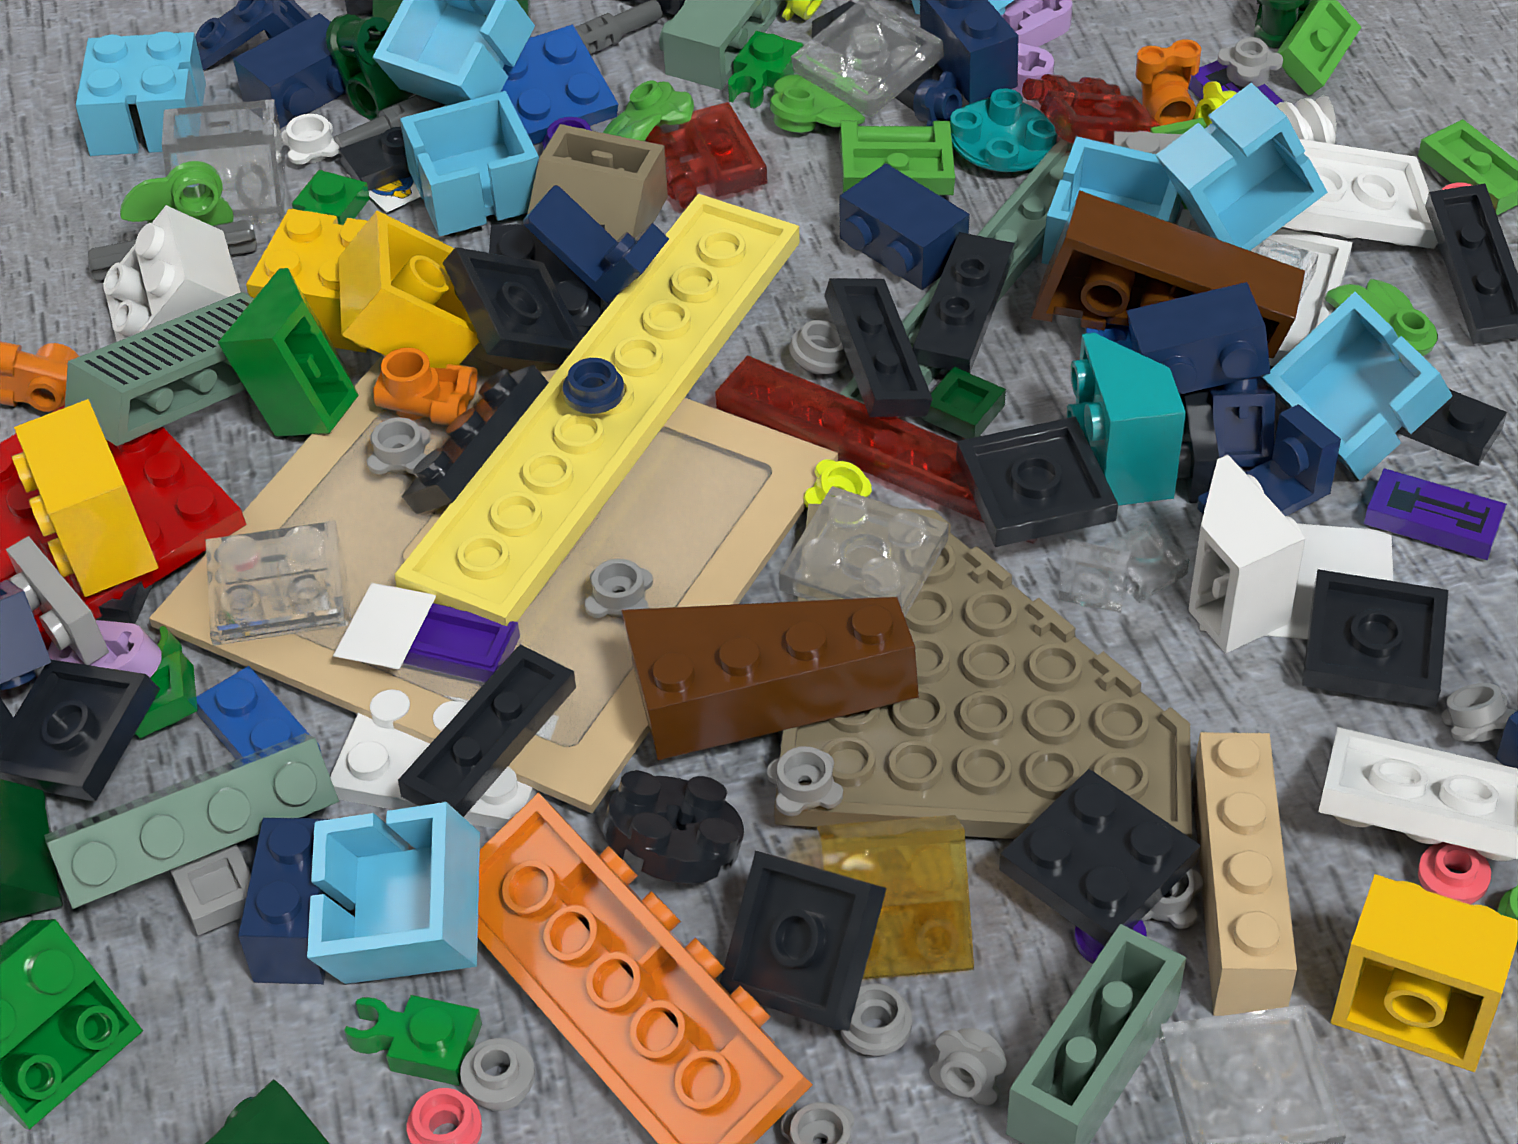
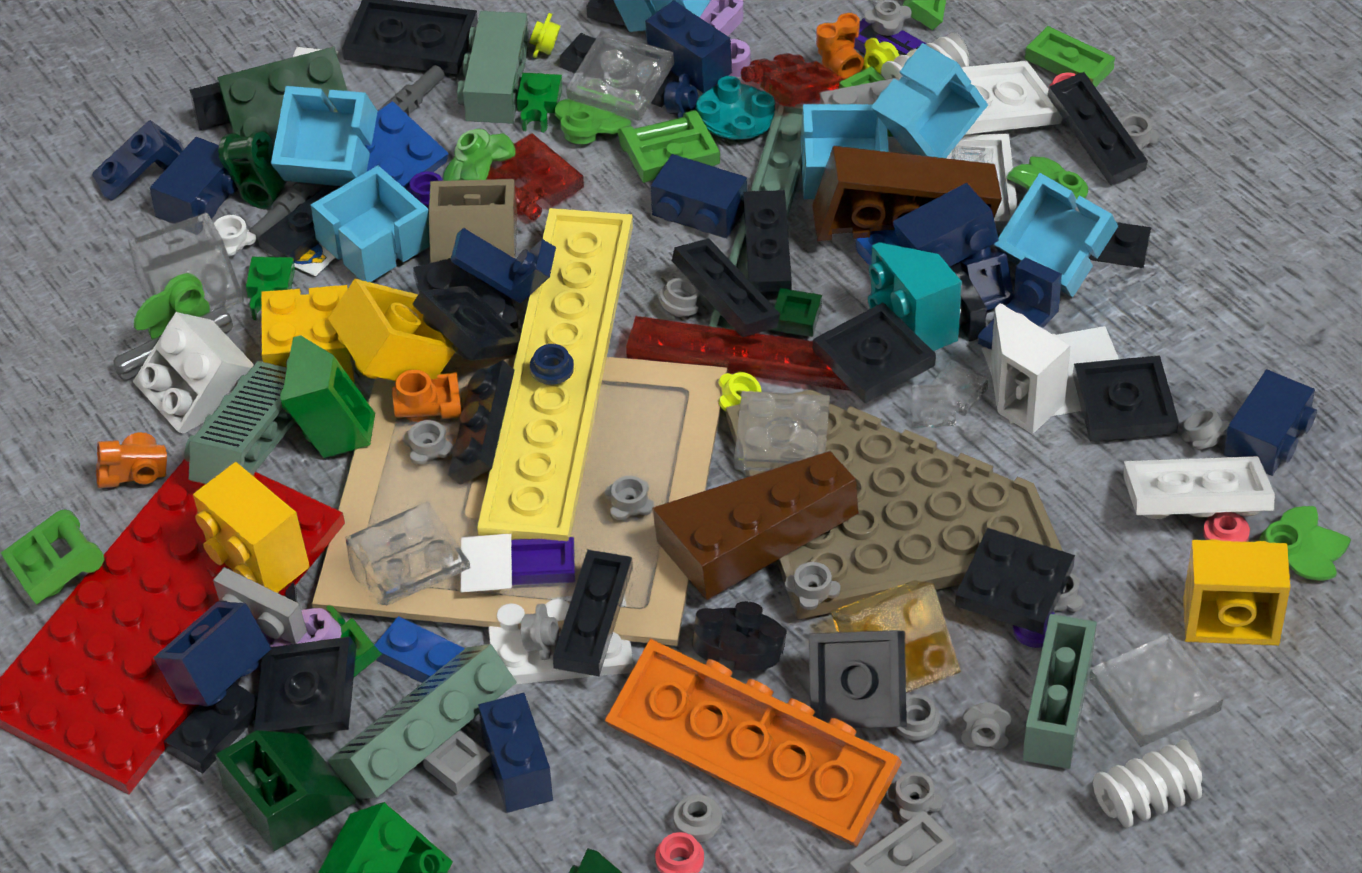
camera: 20 degrees left, 0 degrees up
(141, 70) = (77, 216): medium azure piece -> none
(400, 737) = (539, 632): none -> light grey plate
(410, 905) = (595, 733): medium azure piece -> none
(423, 1040) = (640, 811): green plate -> none
(1243, 874) = (1104, 564): tan brick -> none
(1435, 514) = (1130, 307): dark purple tile -> none

